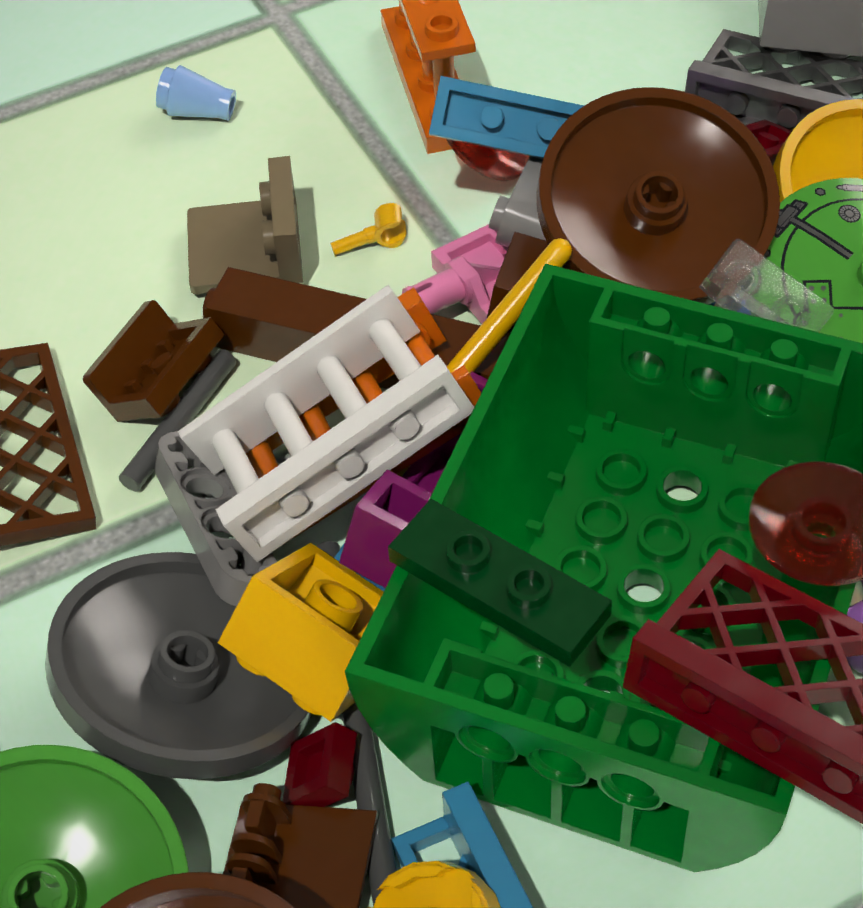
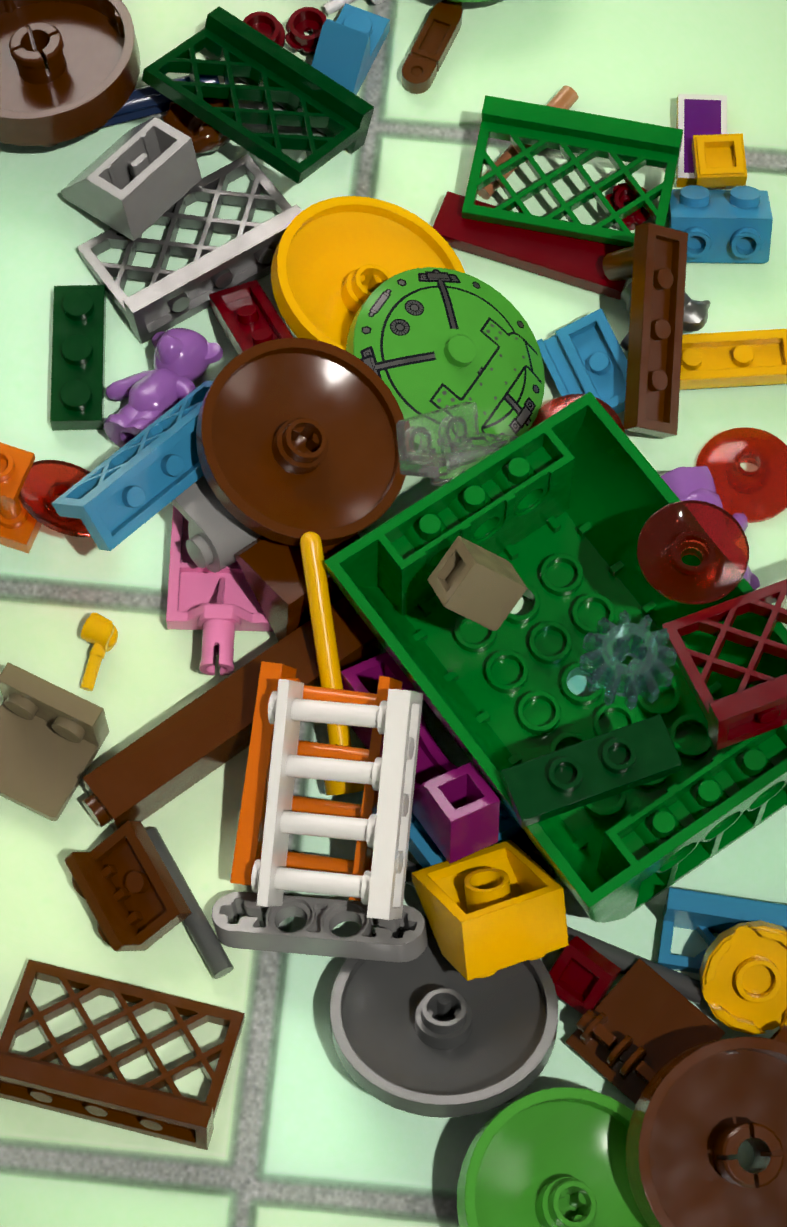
camera: 60 degrees left, 15 degrees up
(617, 369) = (477, 584): none -> dark tan panel
(646, 534) = (645, 670): none -> clear light blue gear
(654, 65) = (78, 357): none -> dark green plate

